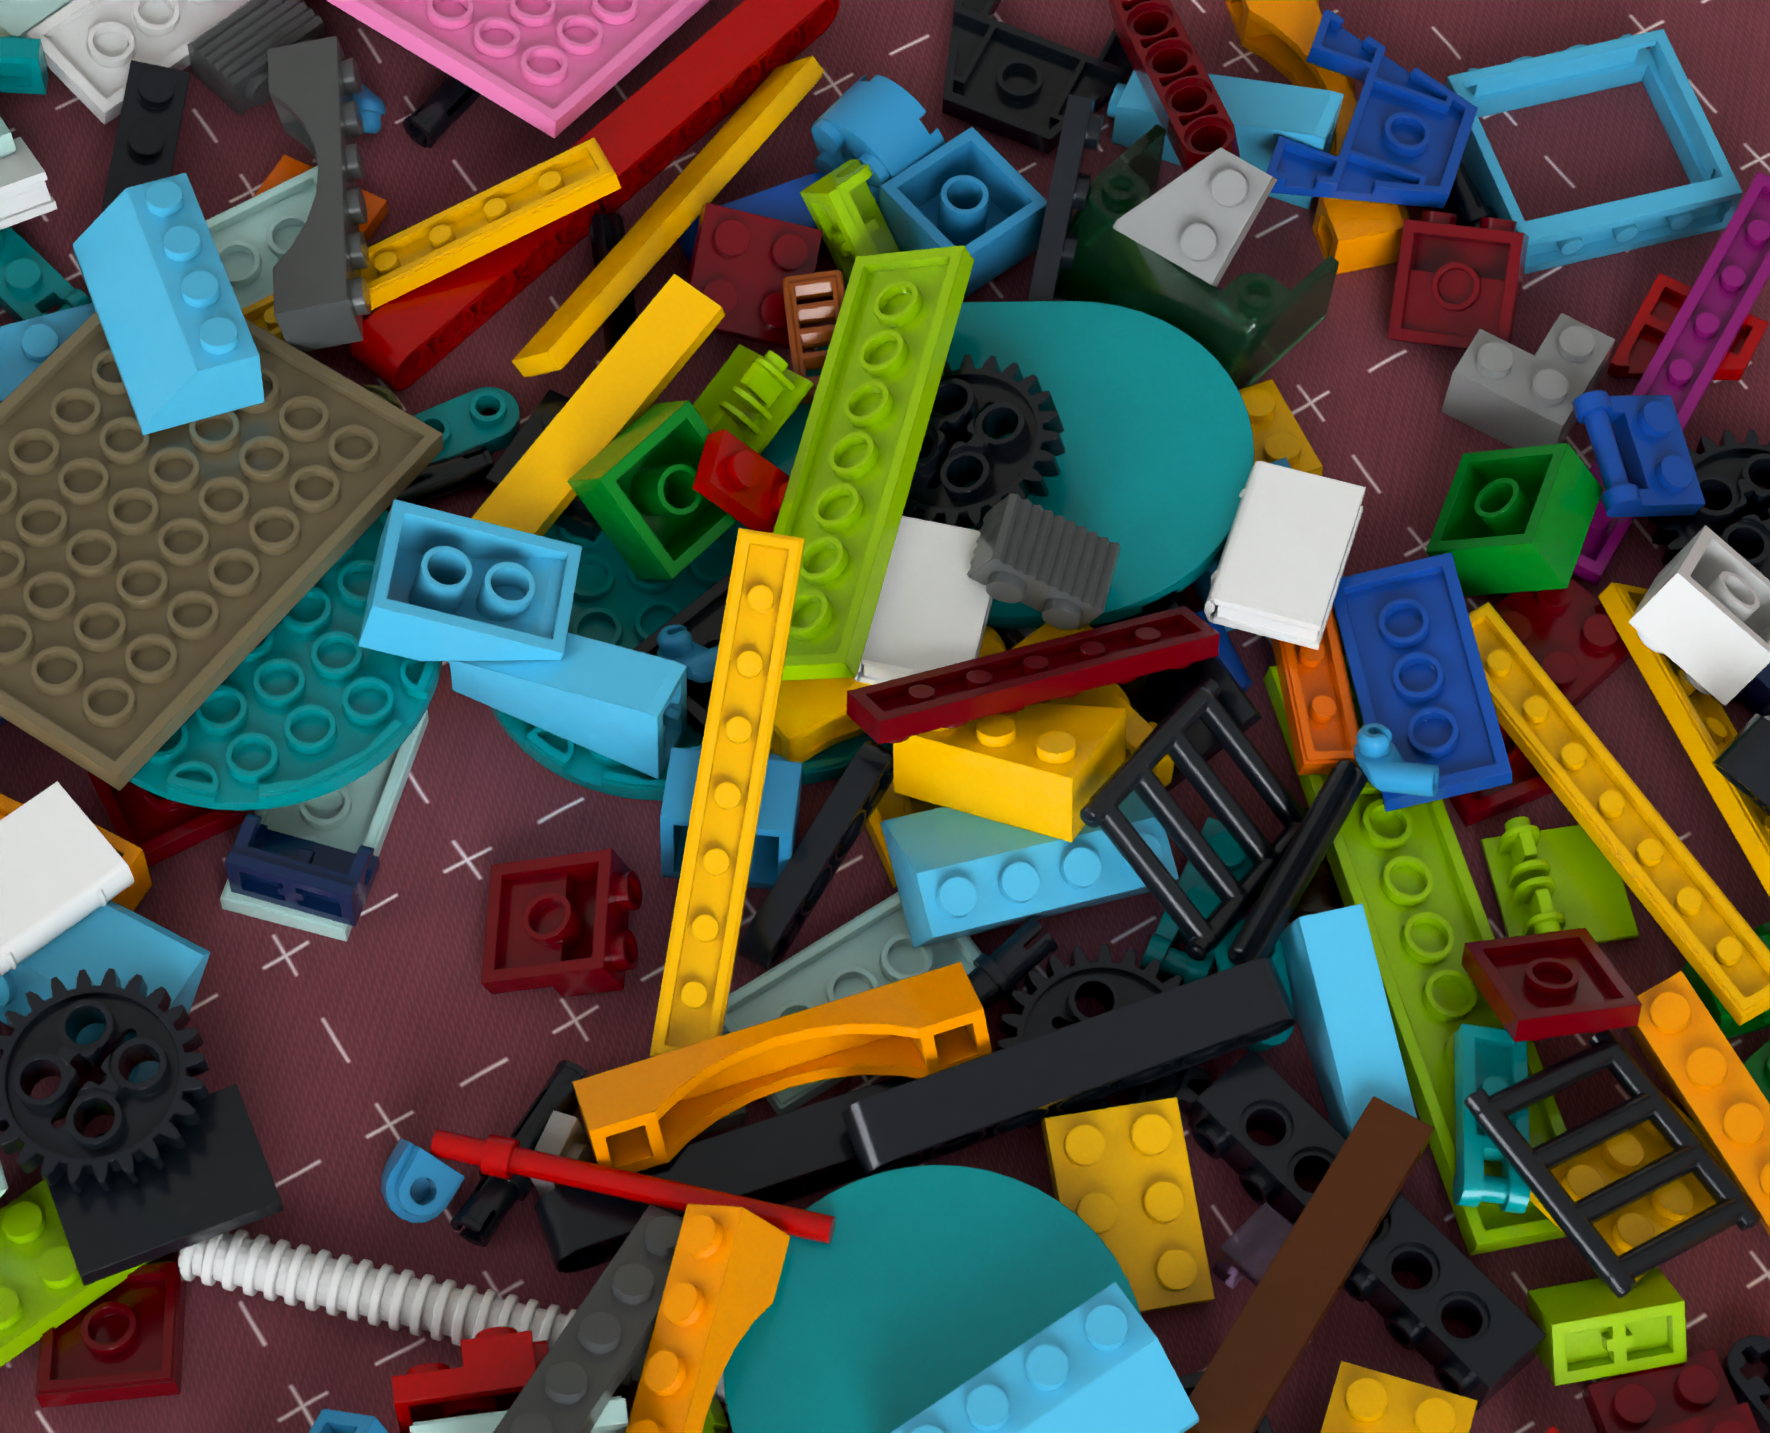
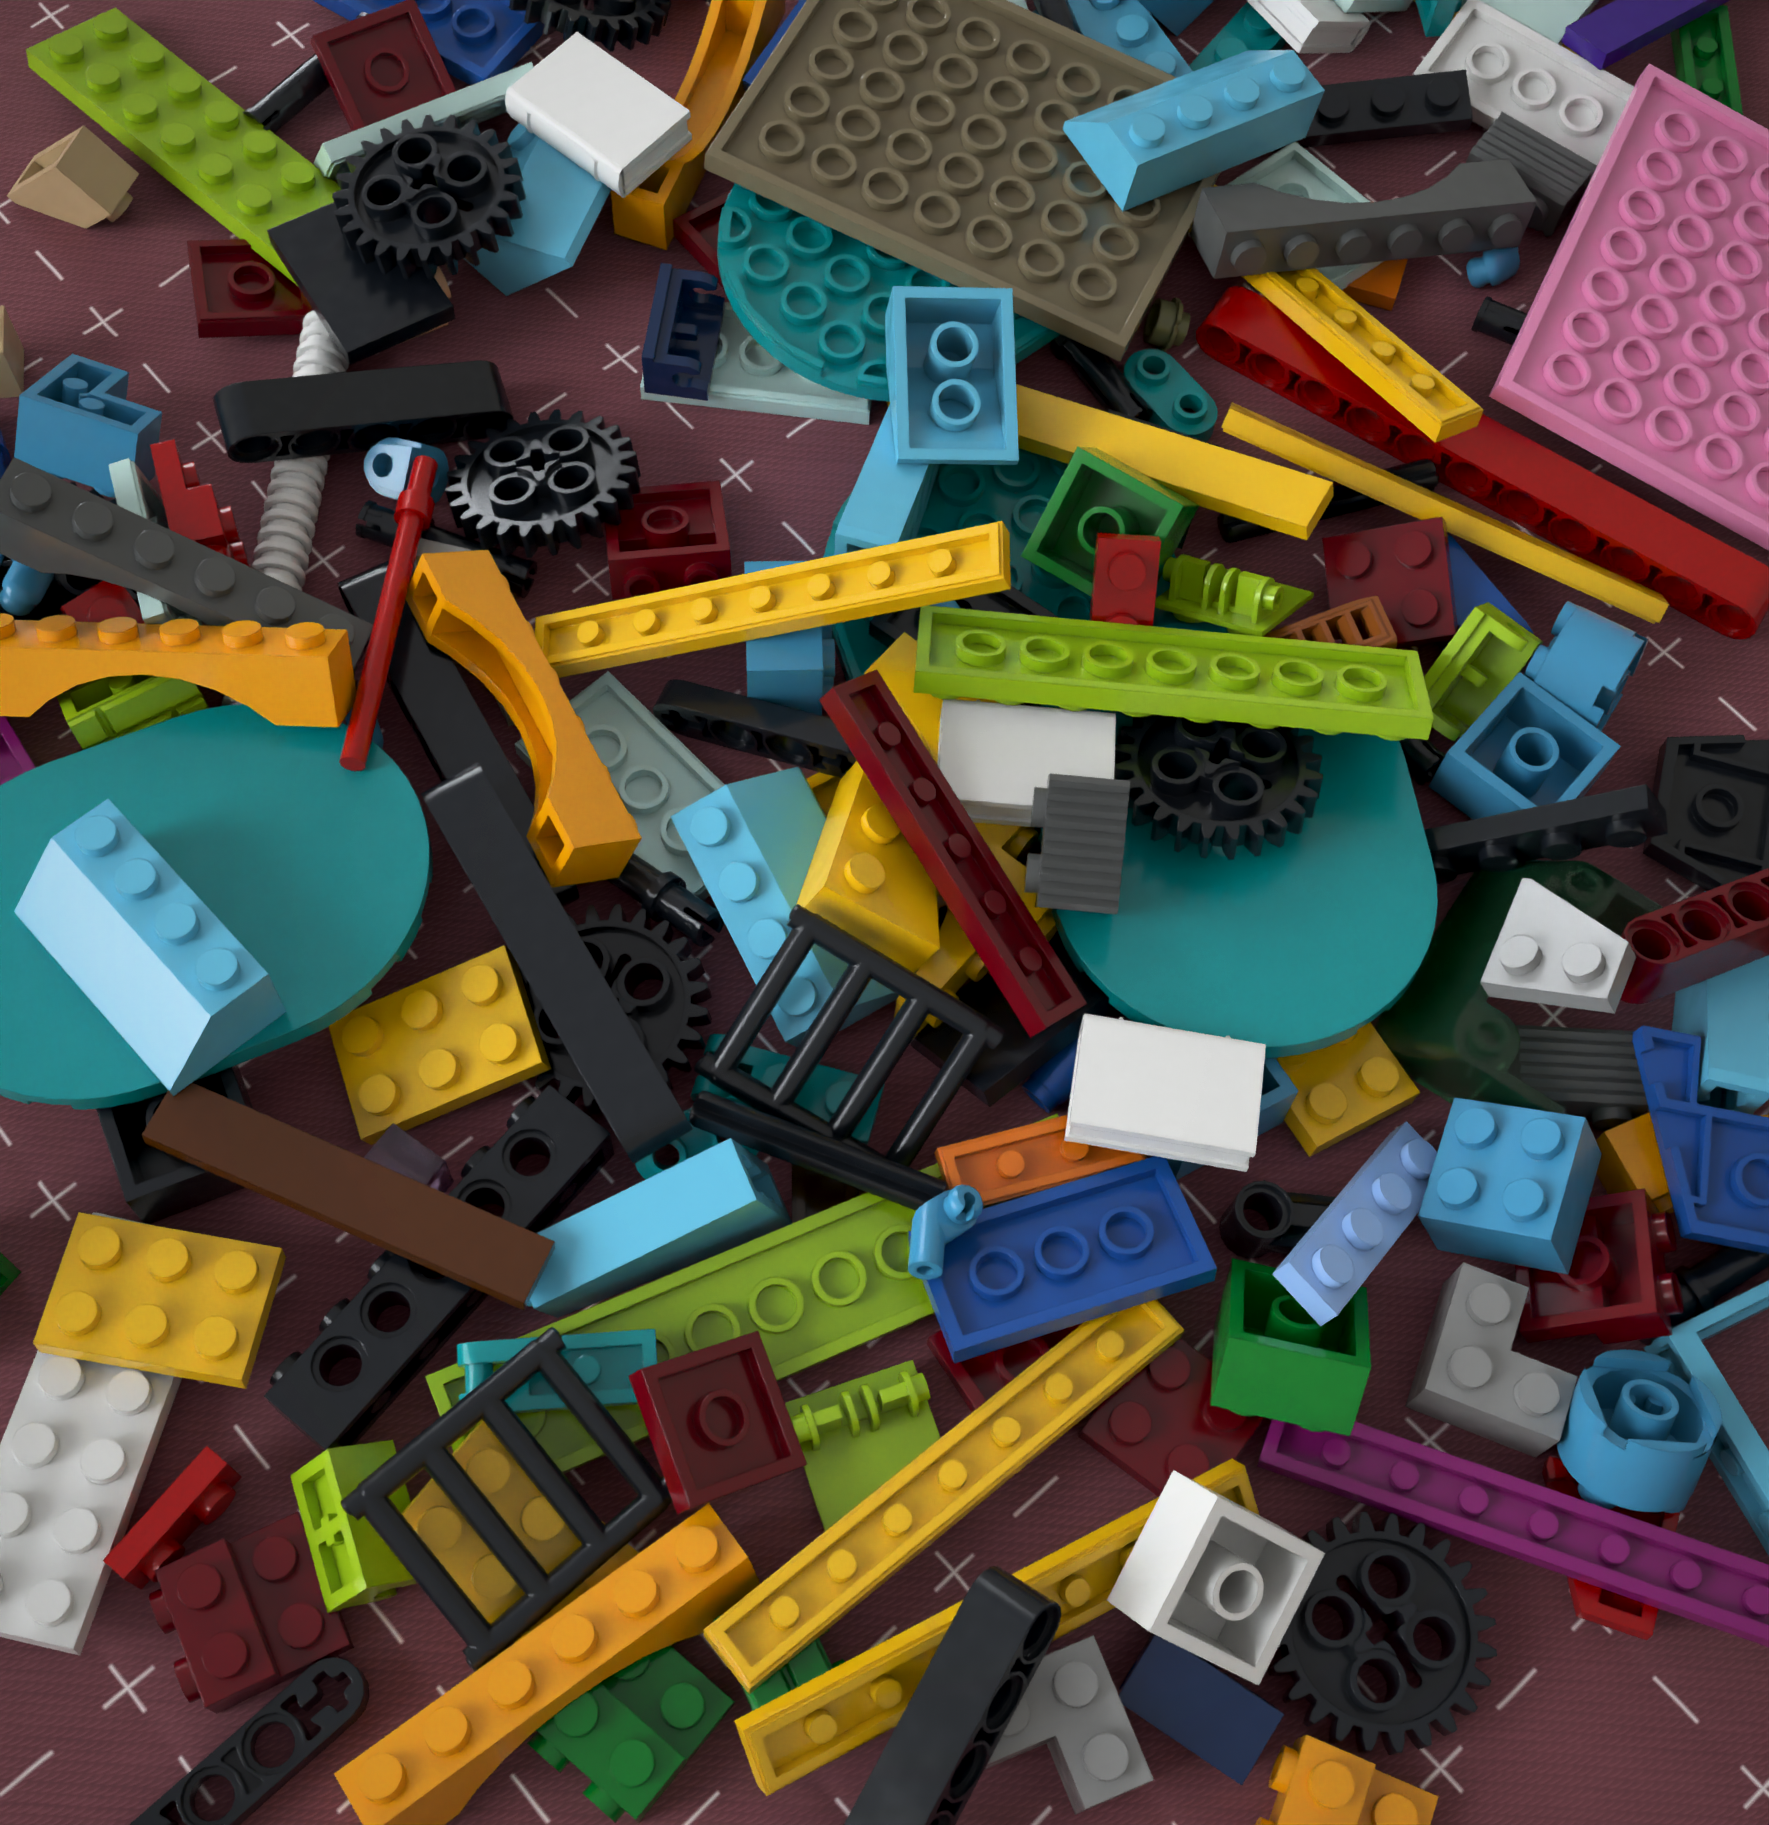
camera: 80 degrees right, 5 degrees up
(350, 1203) = (359, 409): none -> black beam
(523, 1025) = (543, 483): none -> black gear
(1279, 241) = (1583, 1071): none -> dark grey brick
(1380, 322) = (1510, 1184): none -> dark azure brick
(1387, 507) = (1287, 1216): none -> black piece
(1408, 438) = (1359, 1225): none -> light blue plate
(1611, 279) = (1638, 1433): none -> dark azure brick
(1652, 451) = (1413, 1493): blue plate -> none

